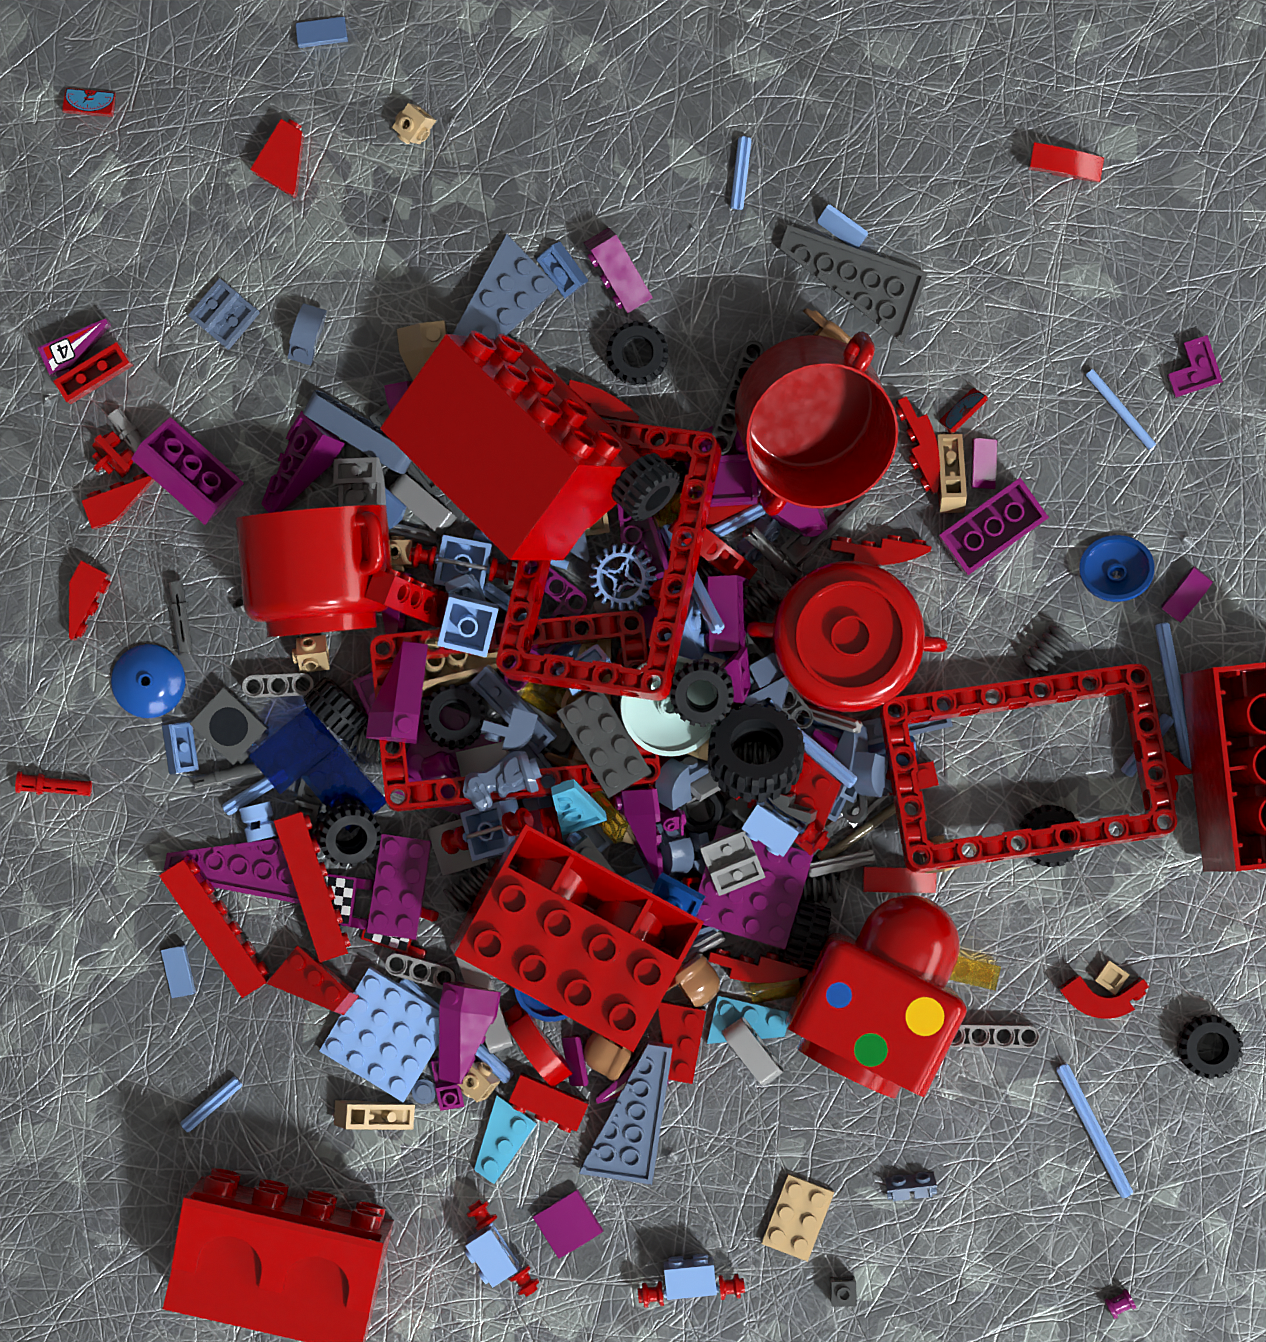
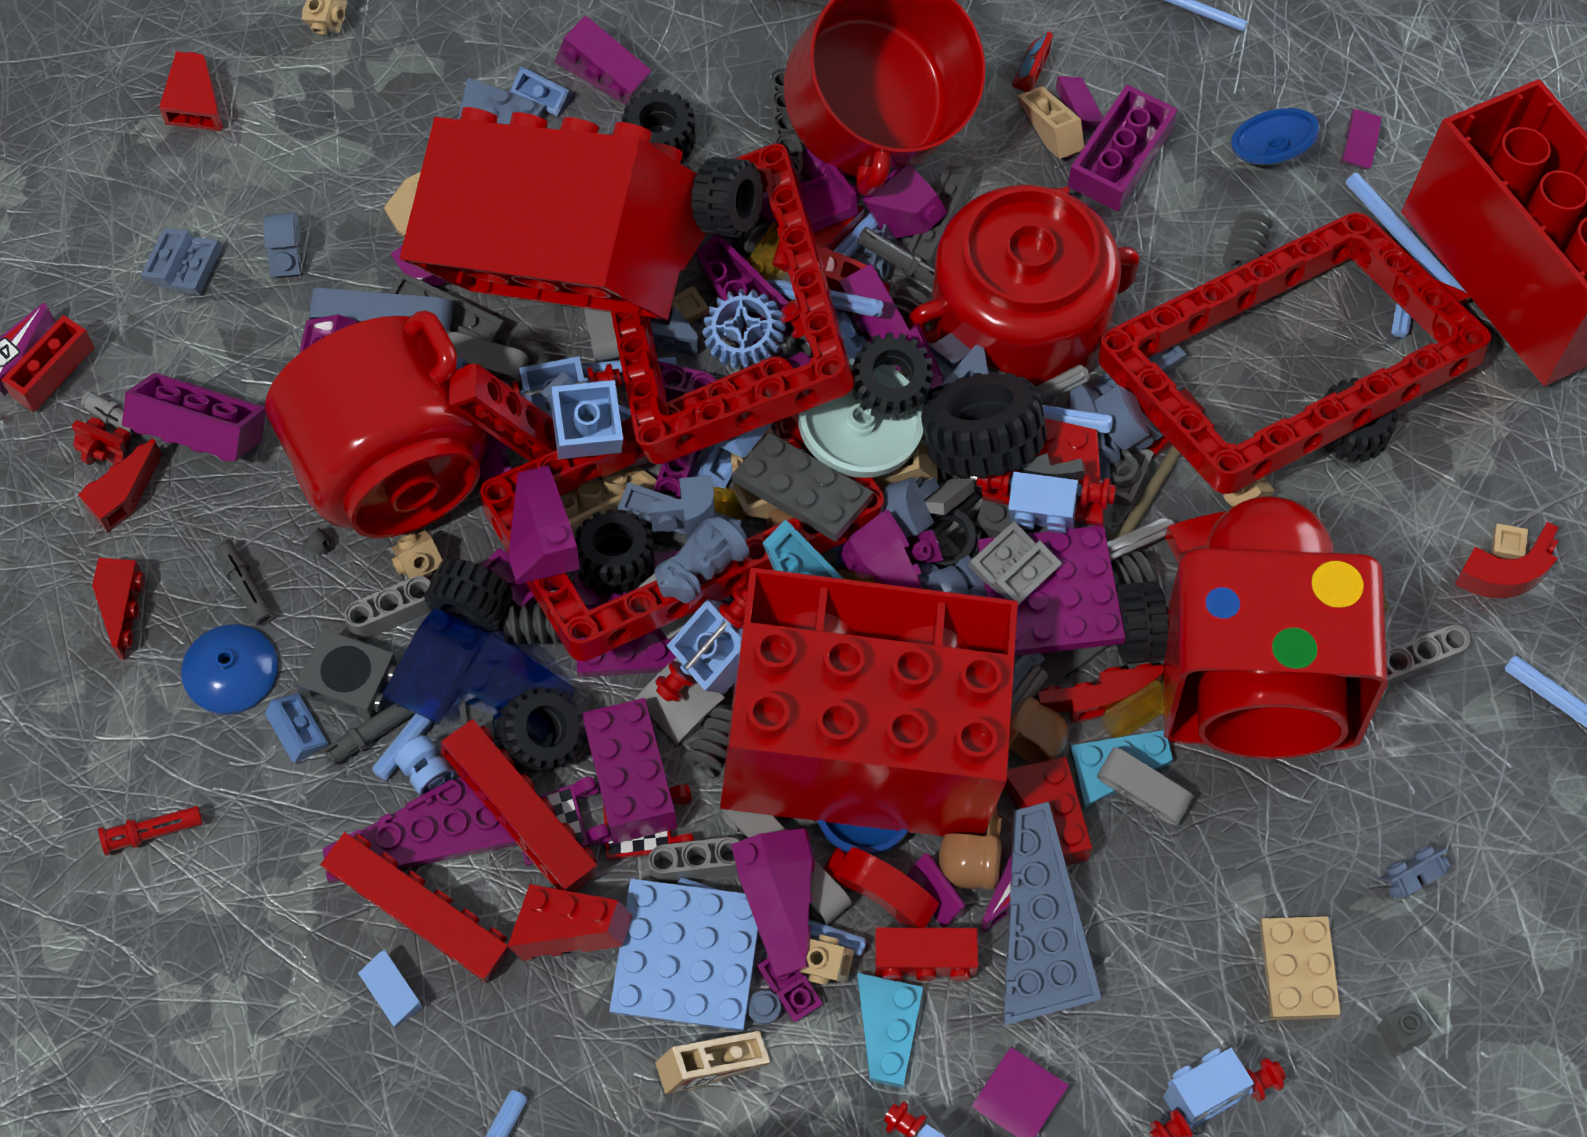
camera: 25 degrees left, 25 degrees down
(926, 454) = (1014, 111): red slope -> none

